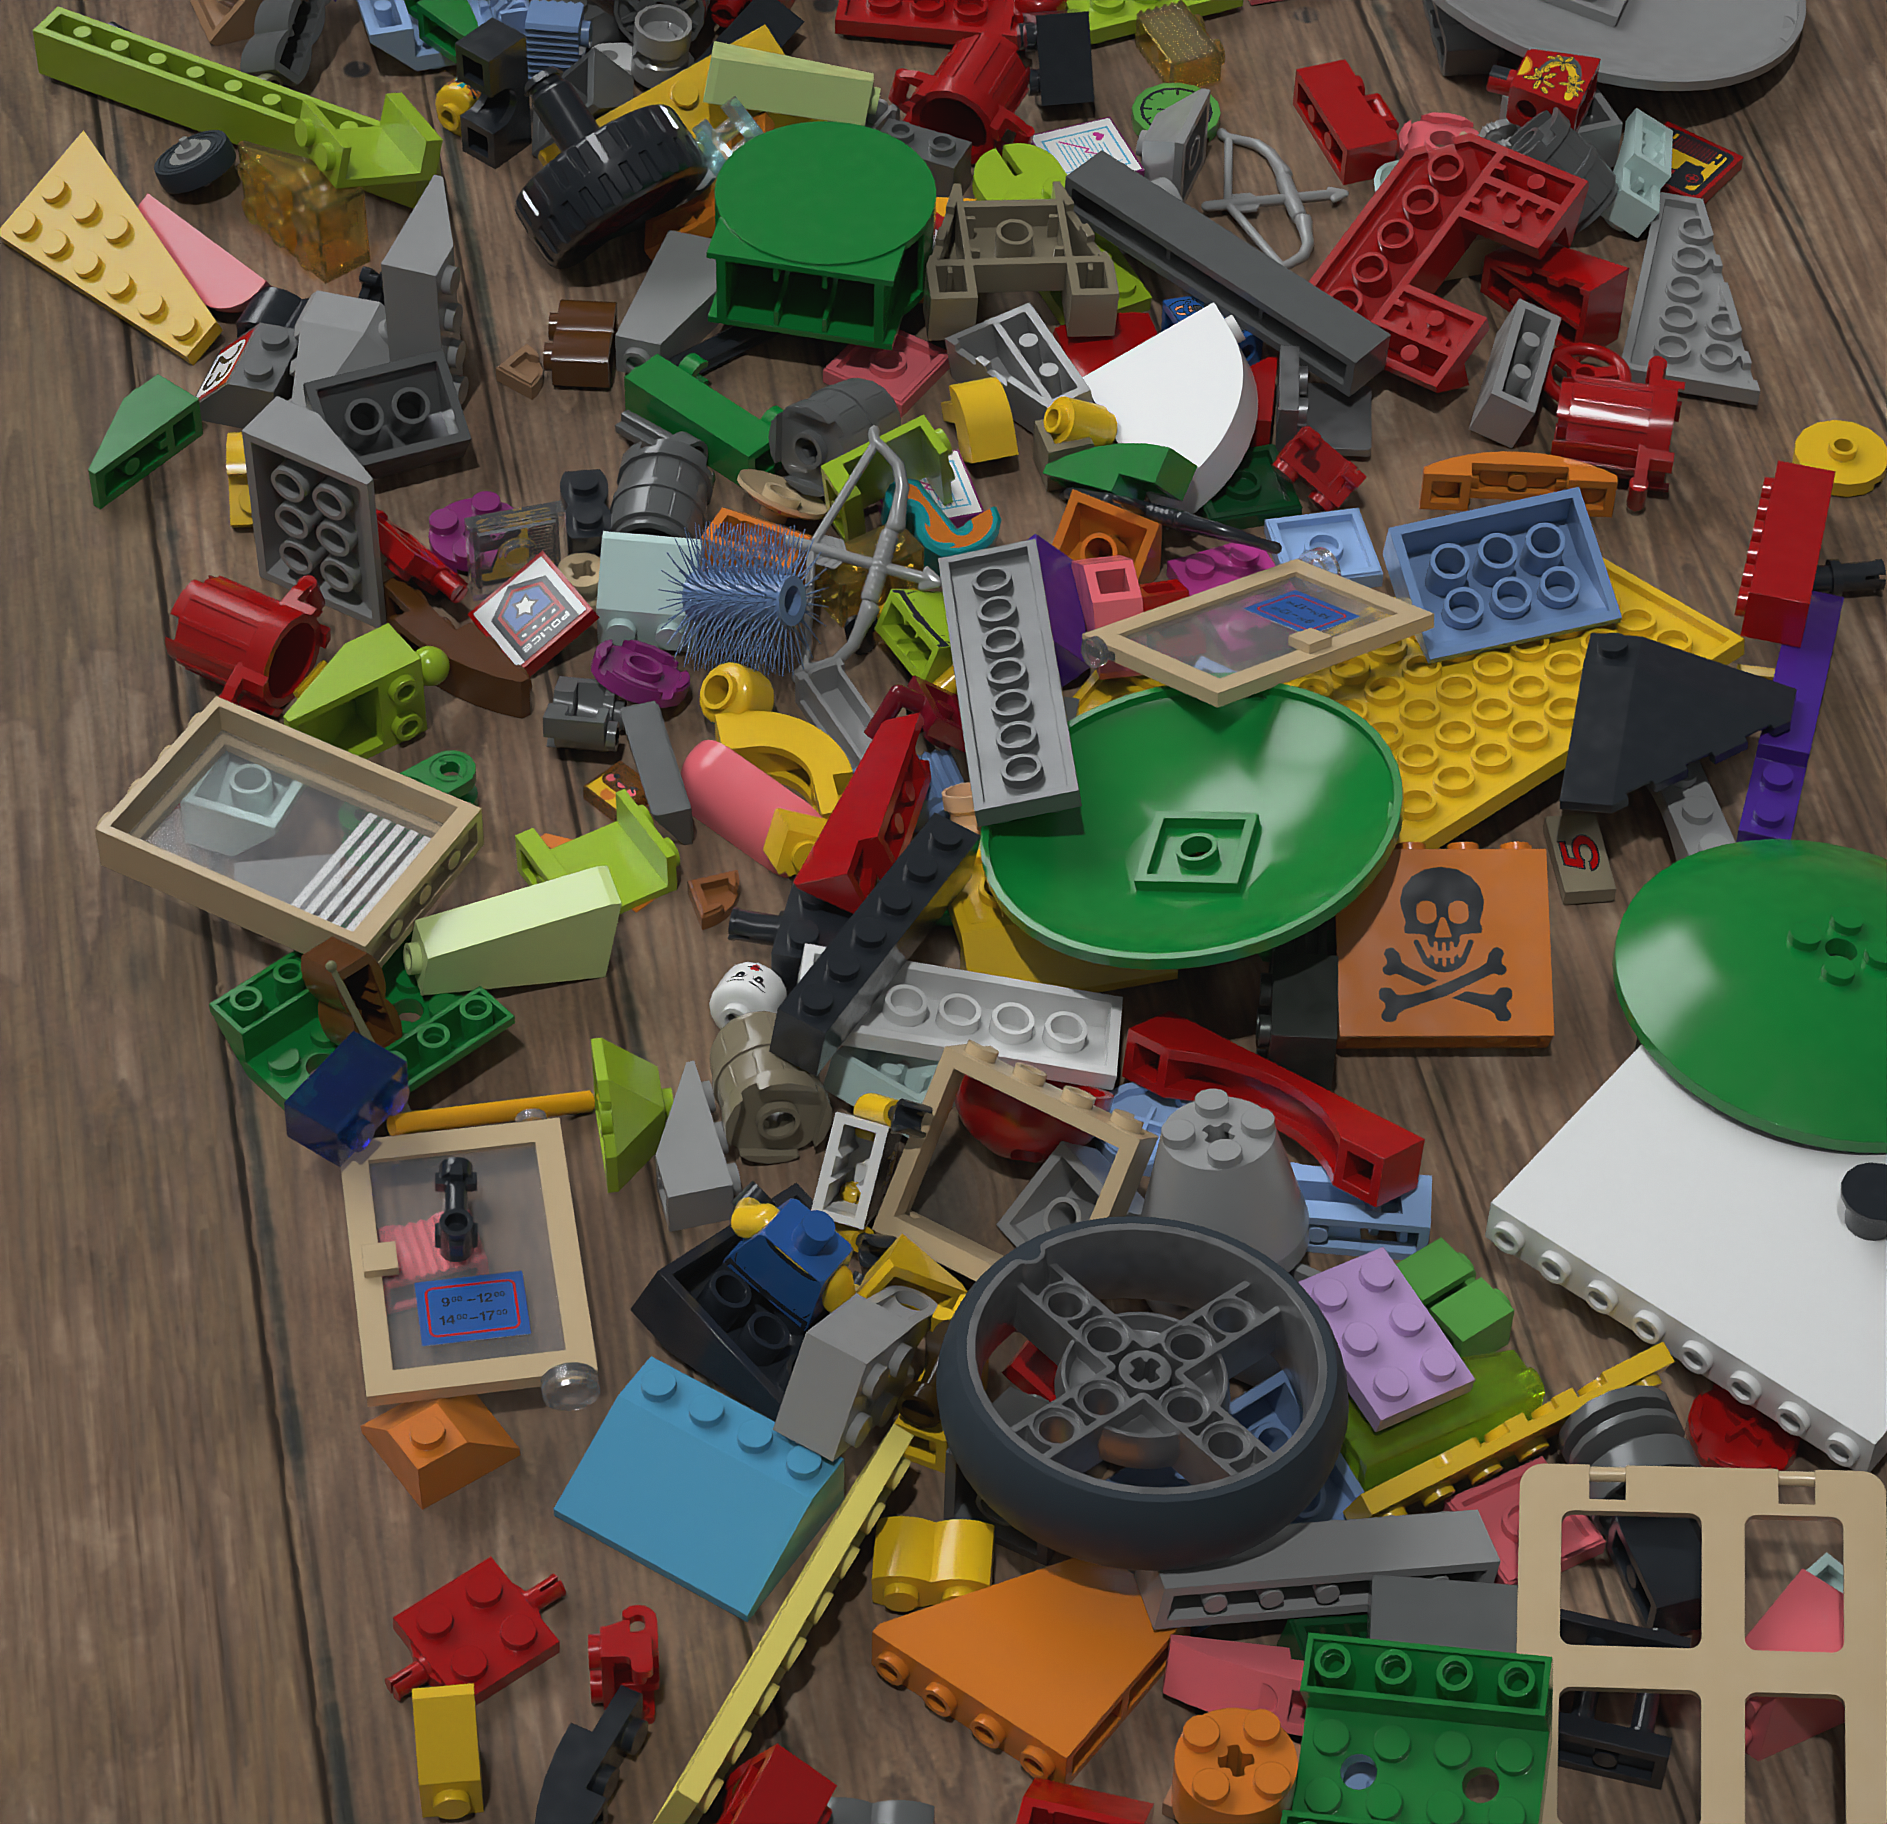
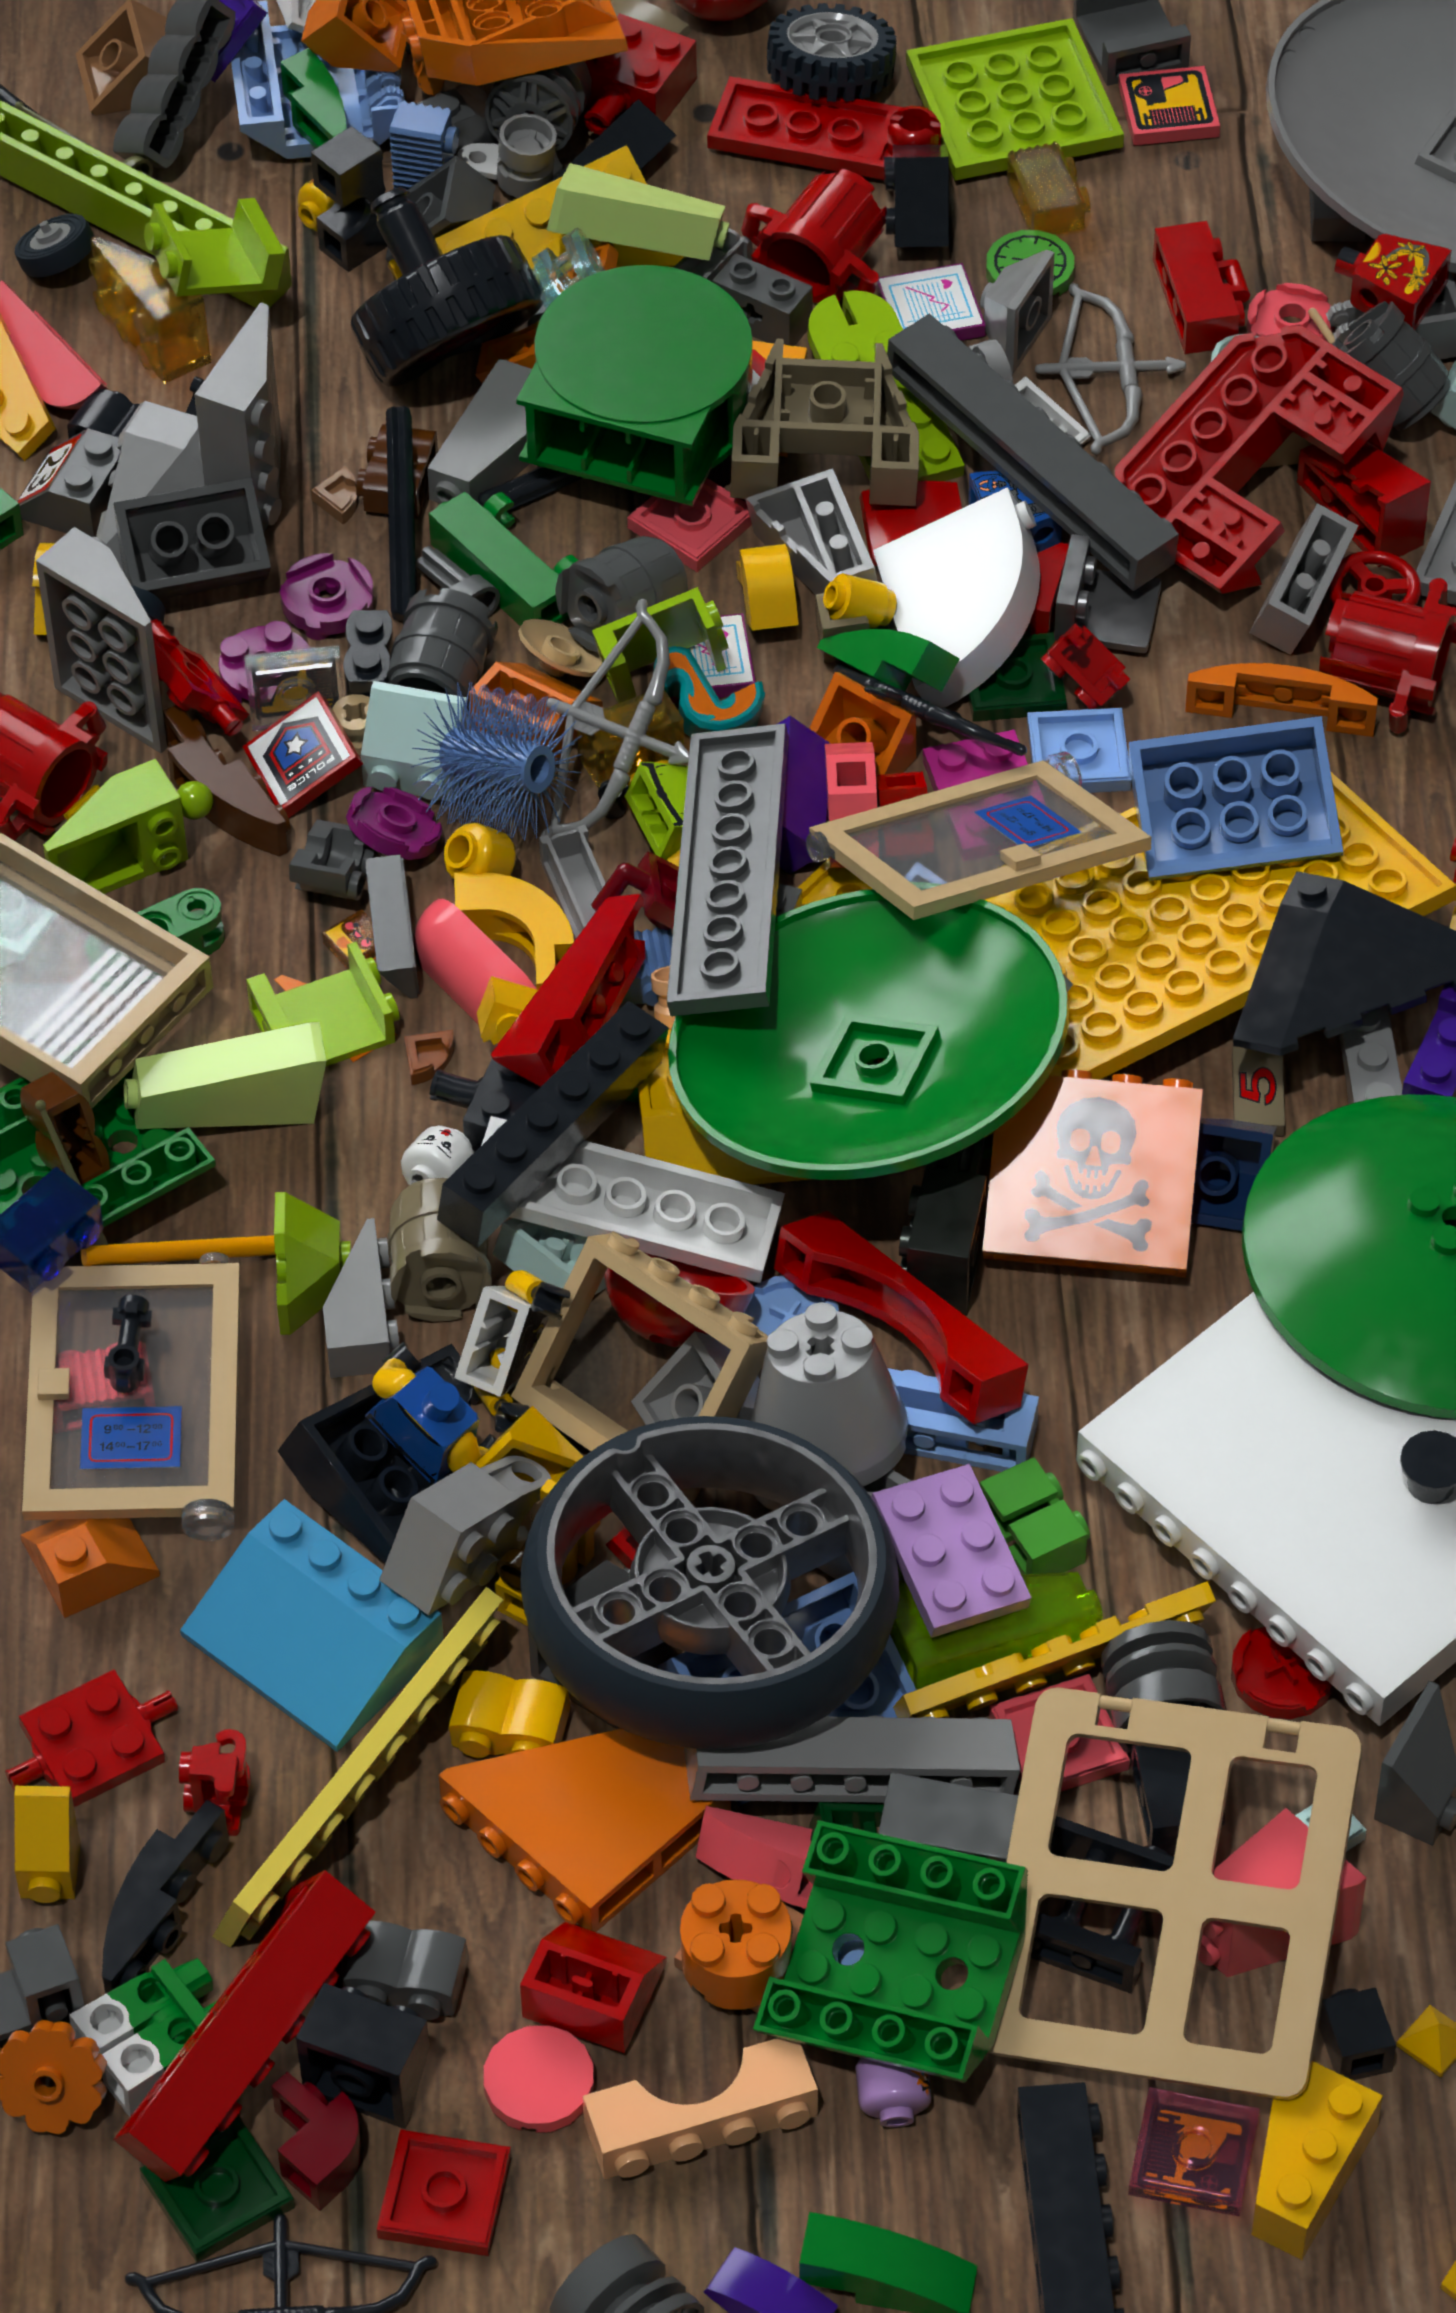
camera: 10 degrees right, 5 degrees up
(527, 485) = (319, 615): none -> magenta plate
(595, 376) = (400, 509): none -> black axle
(1582, 939) = (1226, 1168): none -> dark blue slope

